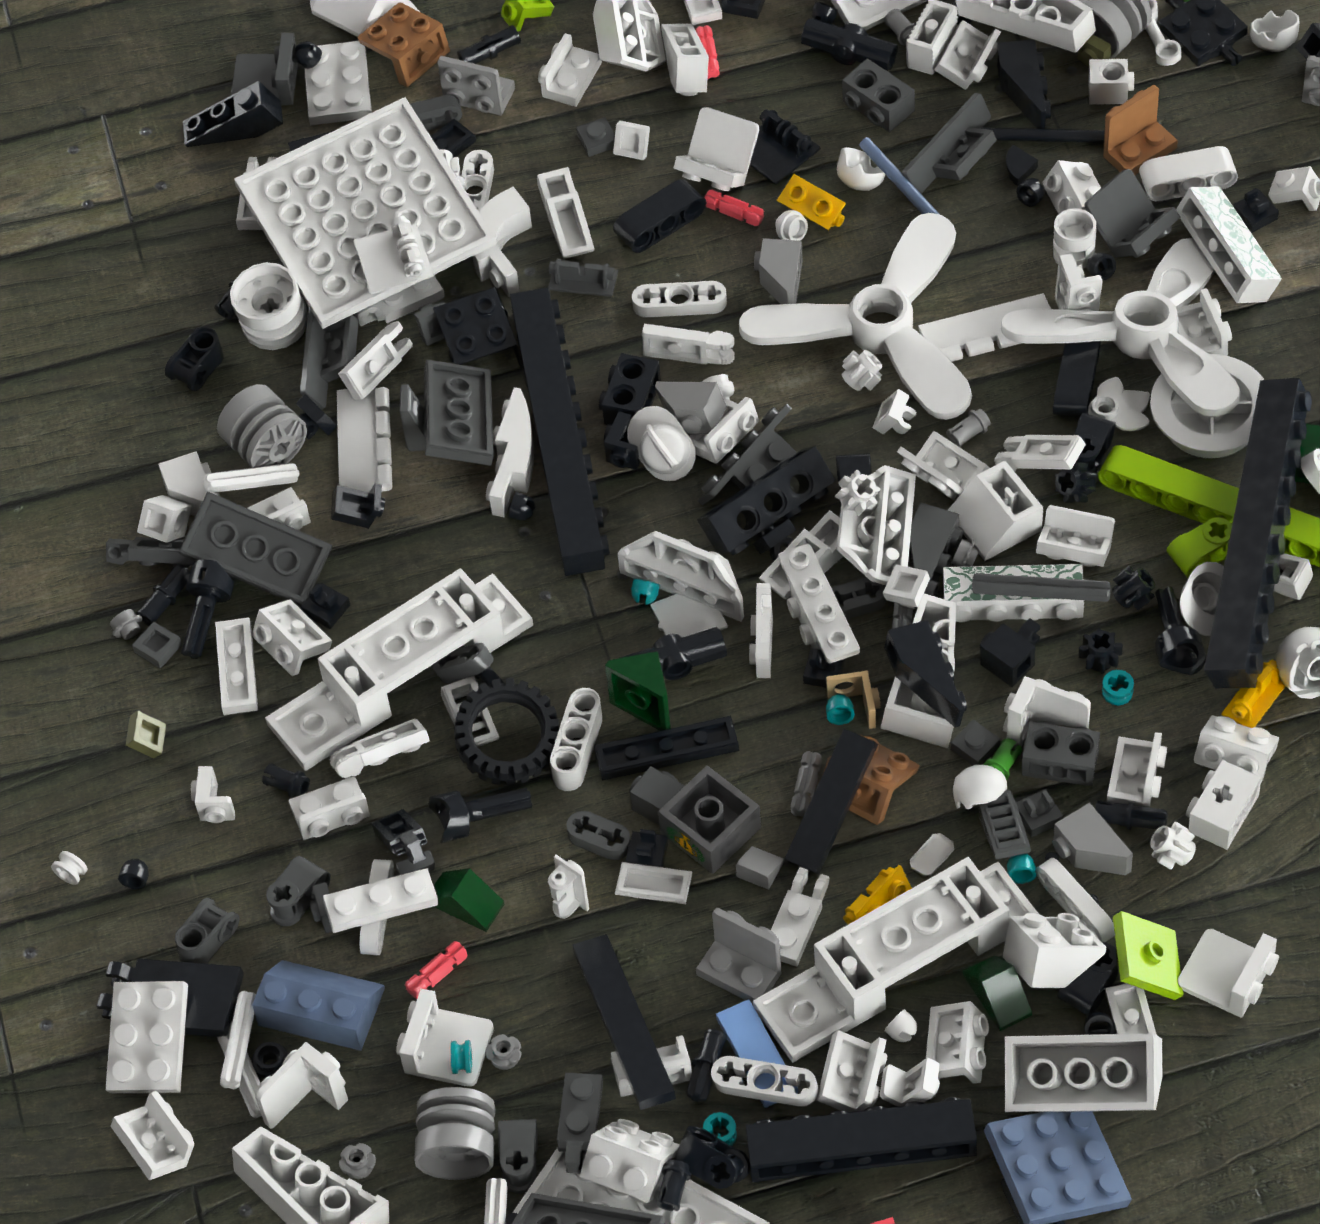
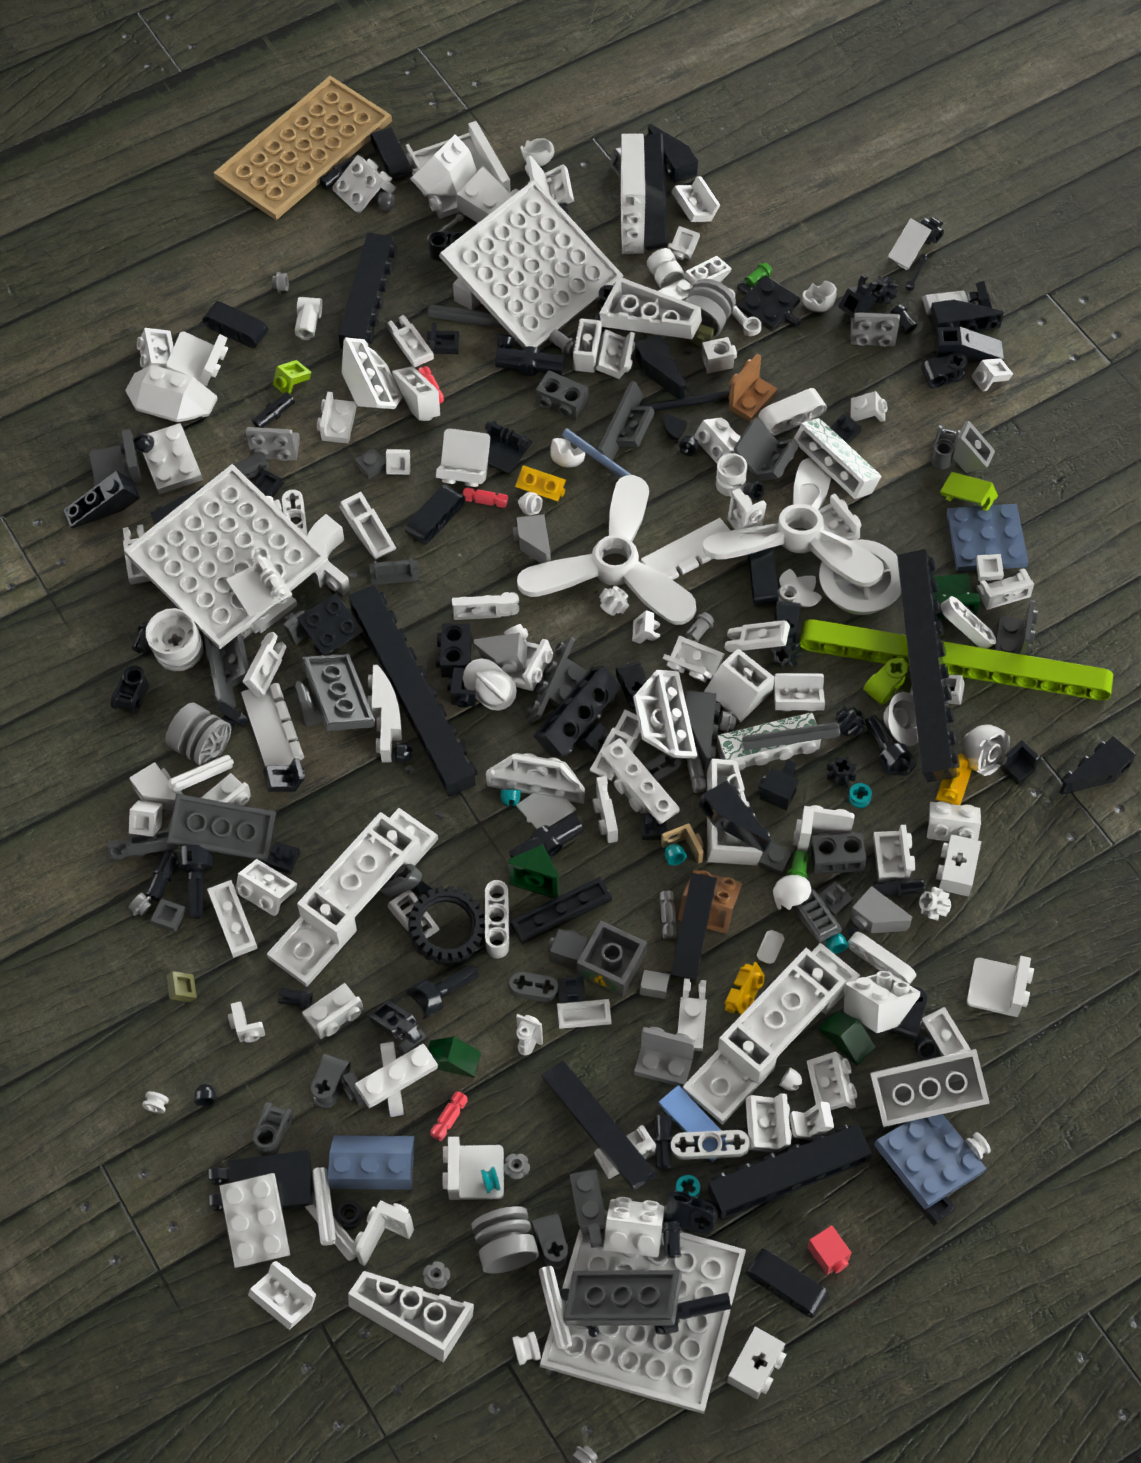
camera: 20 degrees left, 5 degrees up
(378, 748) = (356, 958): white hinge -> none
(407, 39) = (213, 417): medium nougat bracket -> none
(690, 307) = (462, 581): white beam -> none
(857, 492) = (647, 695): white gear -> none
(906, 586) = (700, 756): white tile -> none
(1129, 1167) = (978, 1145): none -> white bush
(1147, 955) = (944, 988): plate -> none

